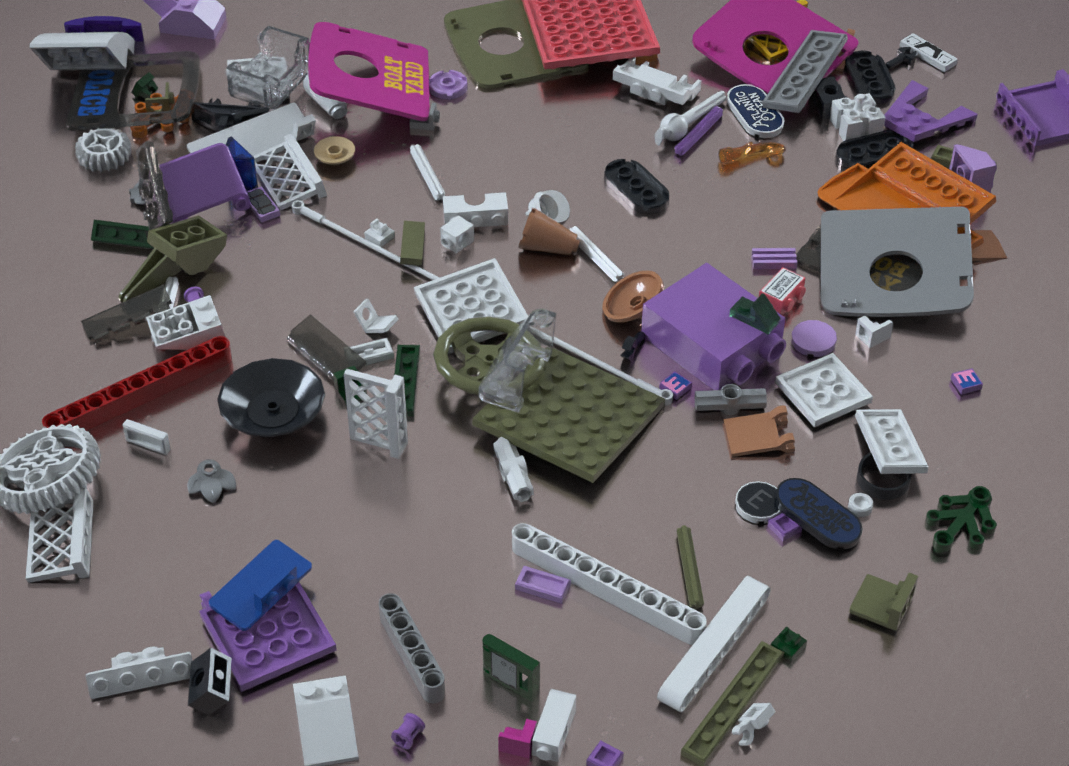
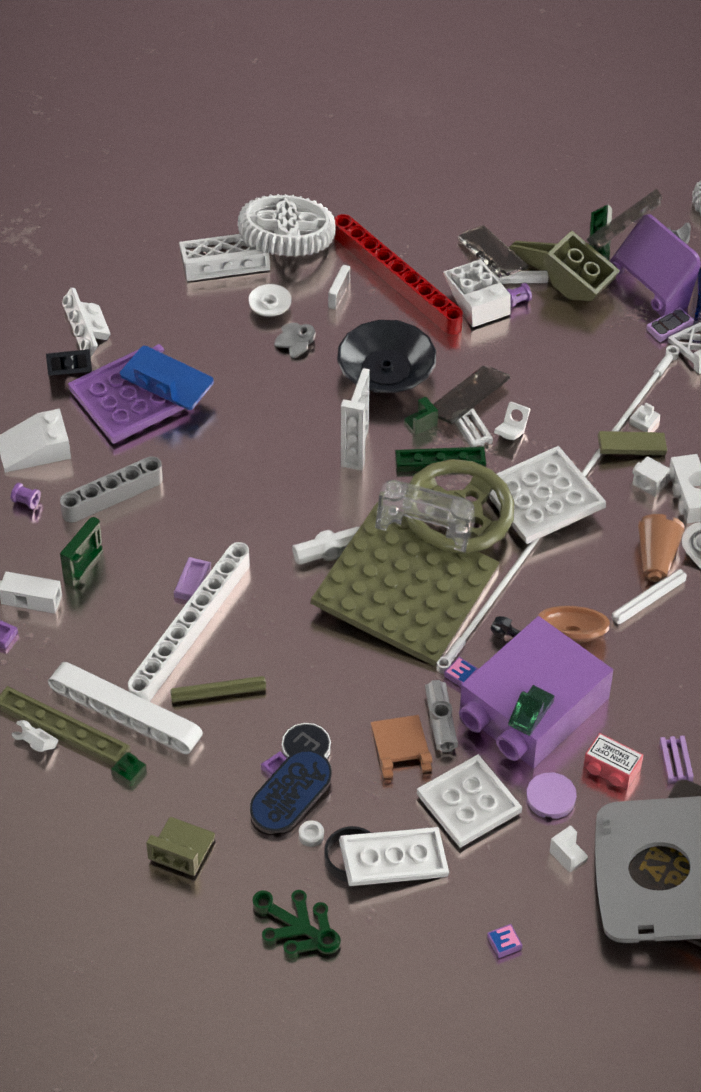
camera: 85 degrees right, 5 degrees up
(151, 496) = (270, 300): none -> white dish
(518, 741) = (15, 566): dark pink panel -> none

